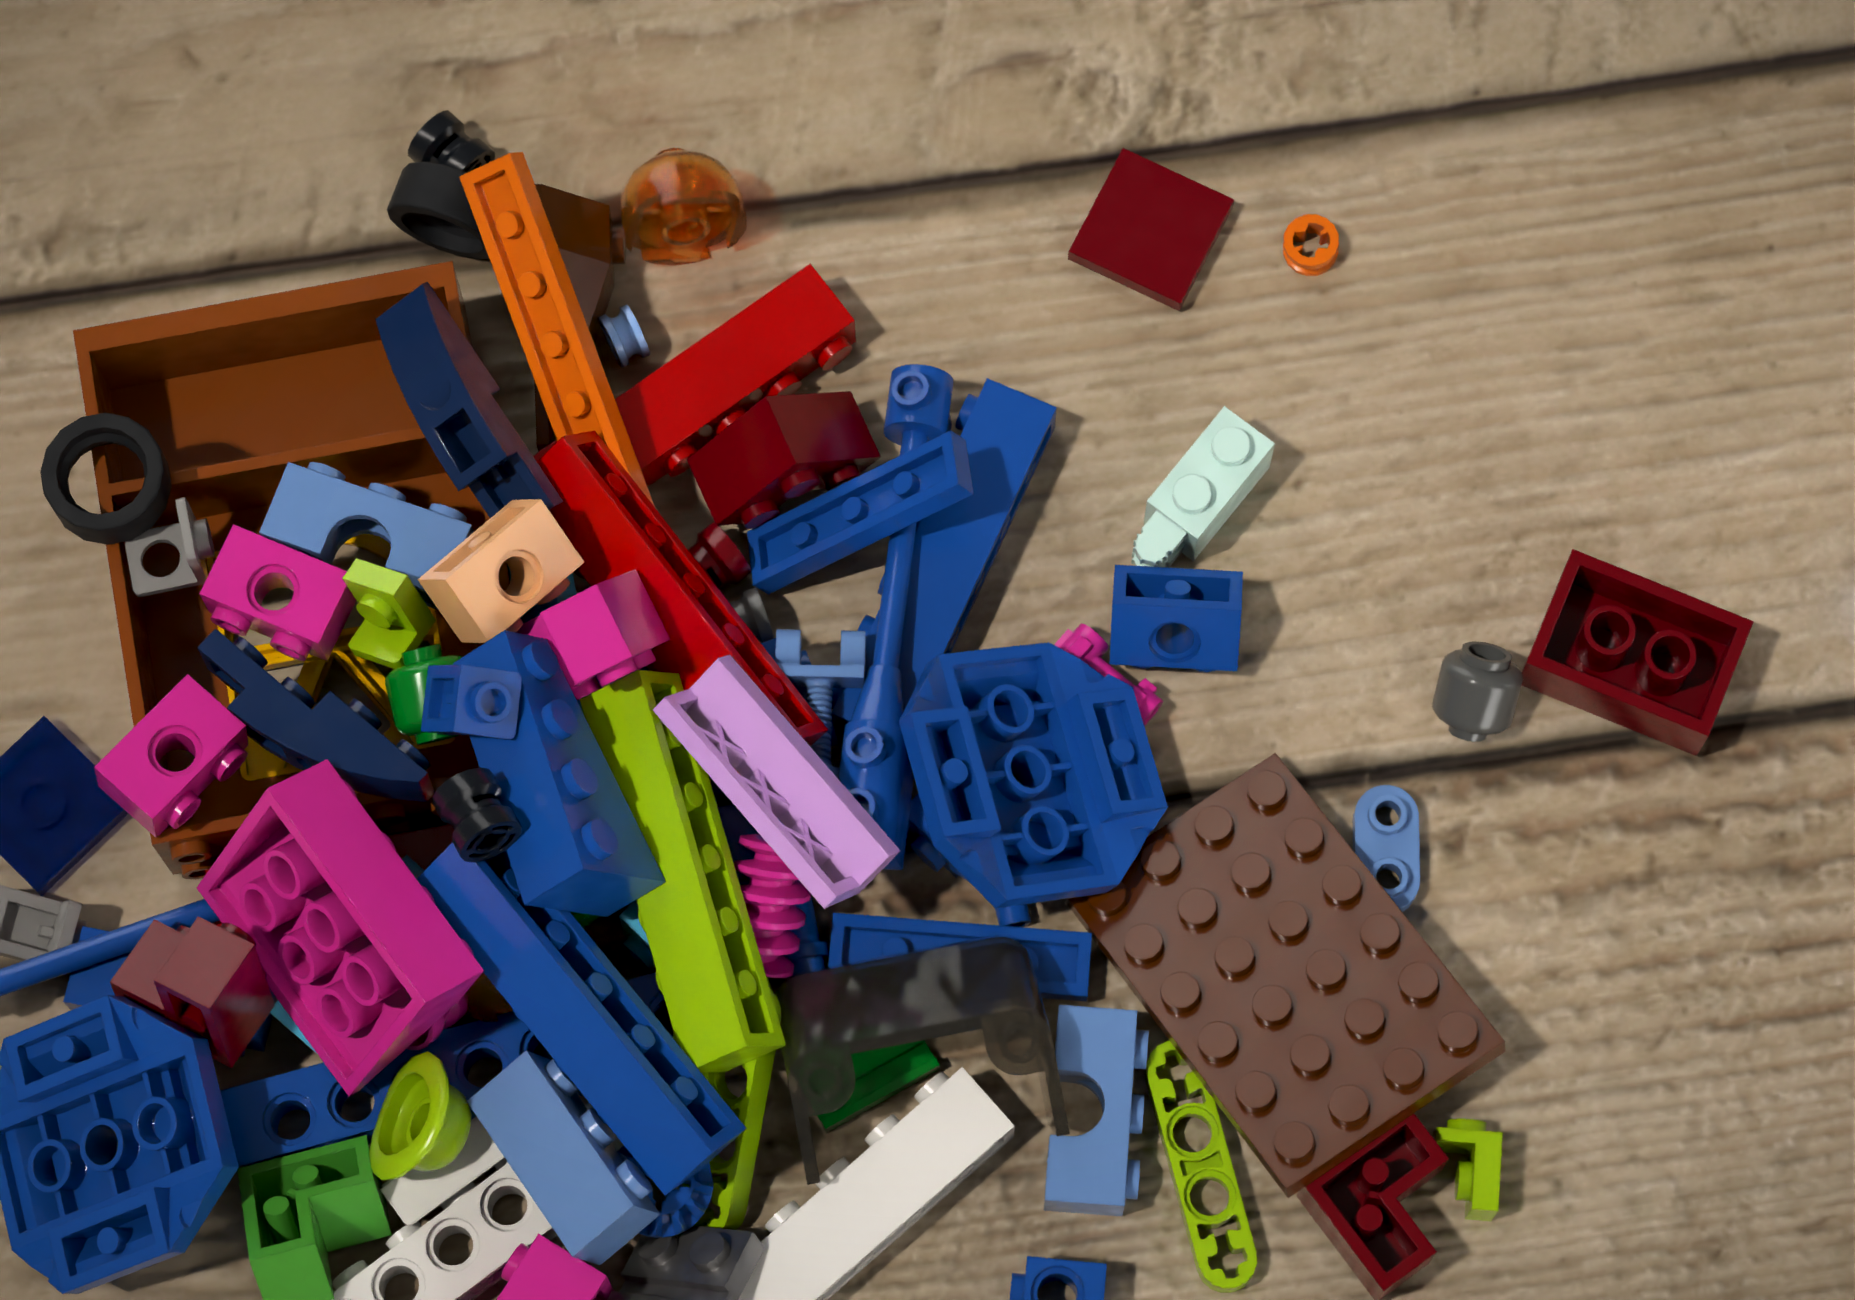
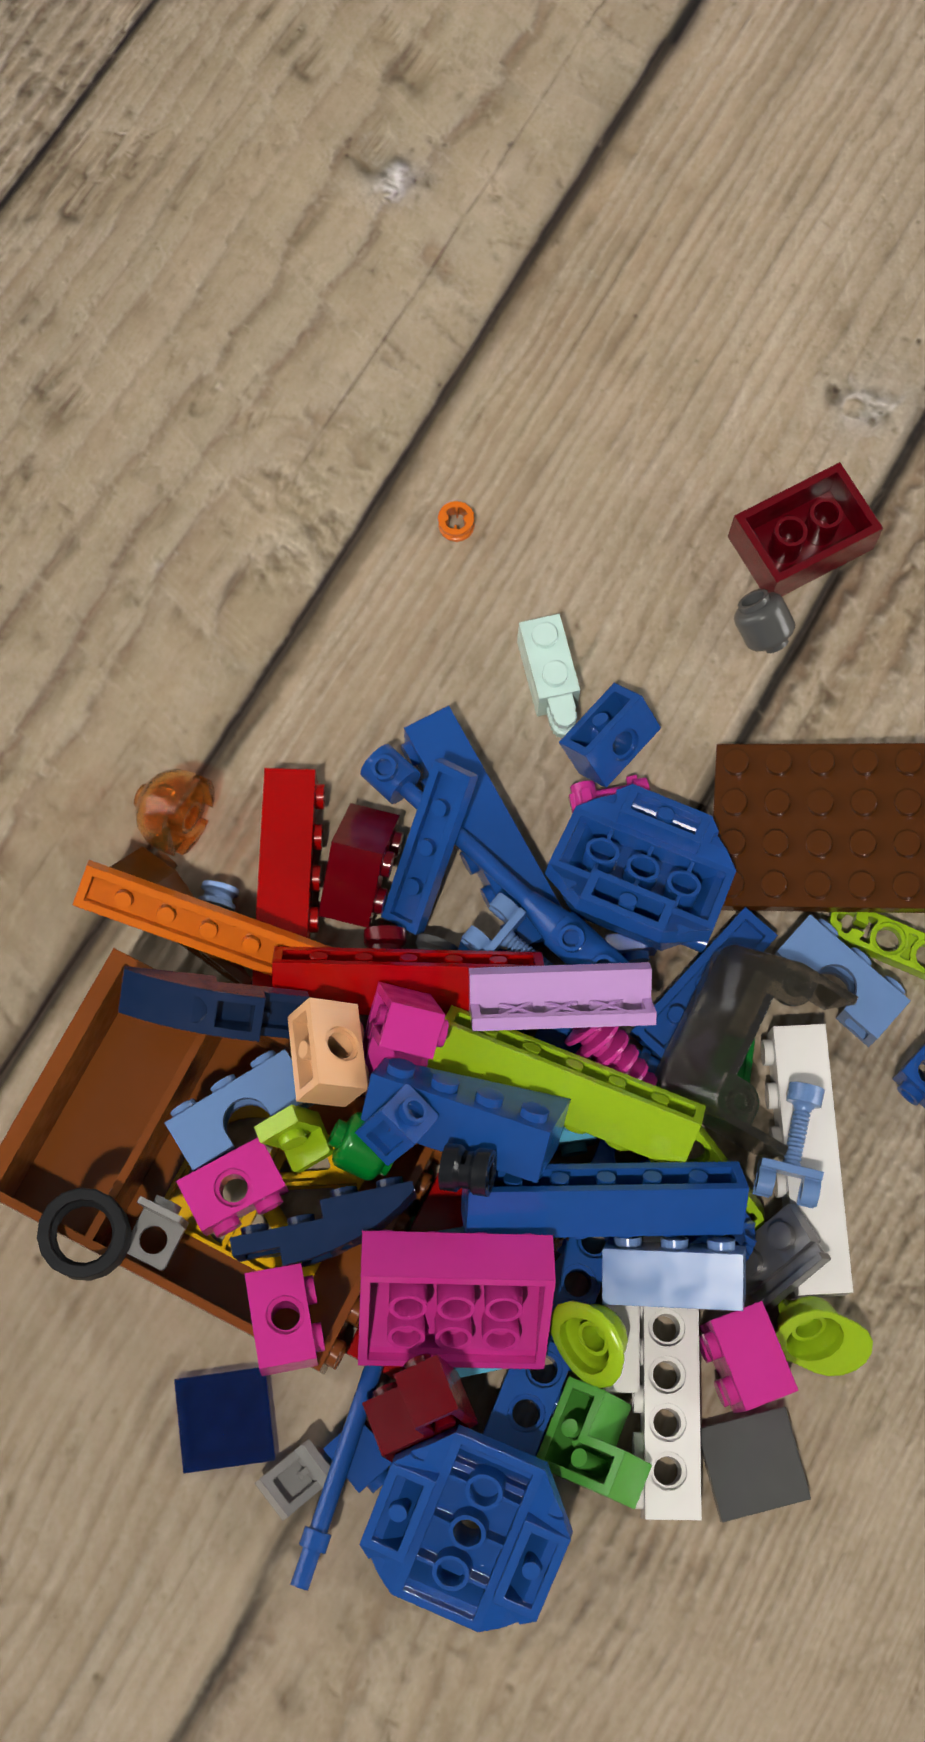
camera: 55 degrees left, 0 degrees up
(435, 210) = (69, 935): black tyre -> none
(445, 143) = (36, 908): black wheel -> none
(893, 1163) = (804, 1099): none -> medium blue bar
(1151, 229) = (382, 590): dark red tile -> none
(1390, 846) = (807, 729): medium blue plate -> none

